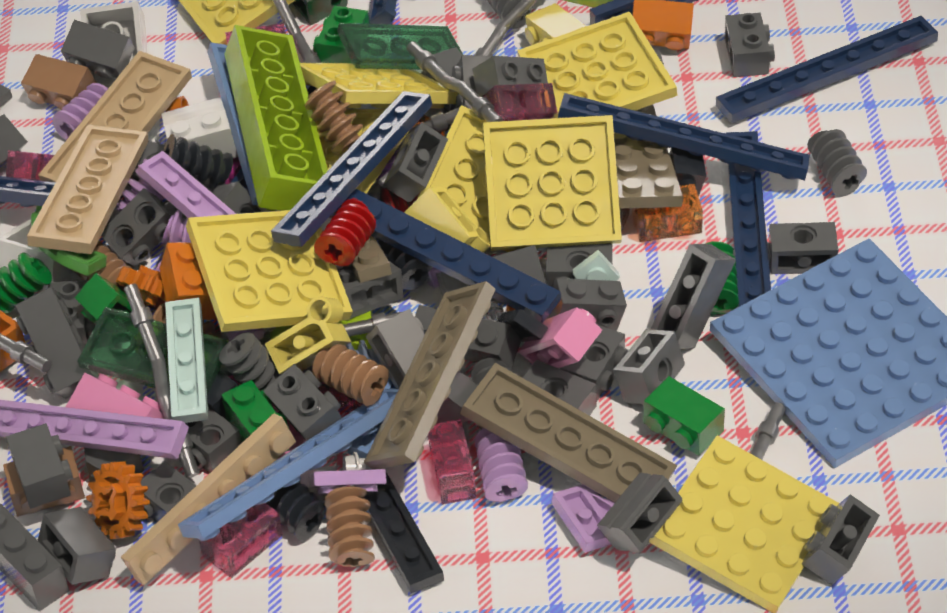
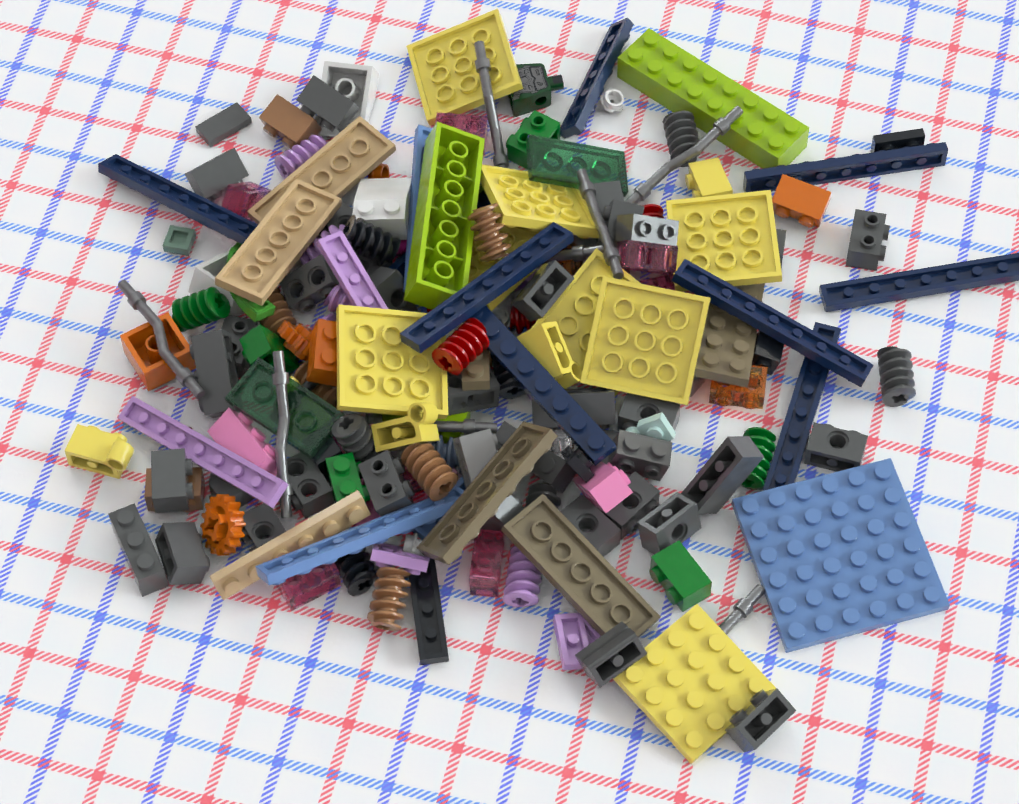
camera: 15 degrees right, 10 degrees up
(186, 360) = (305, 424): light aqua plate -> none

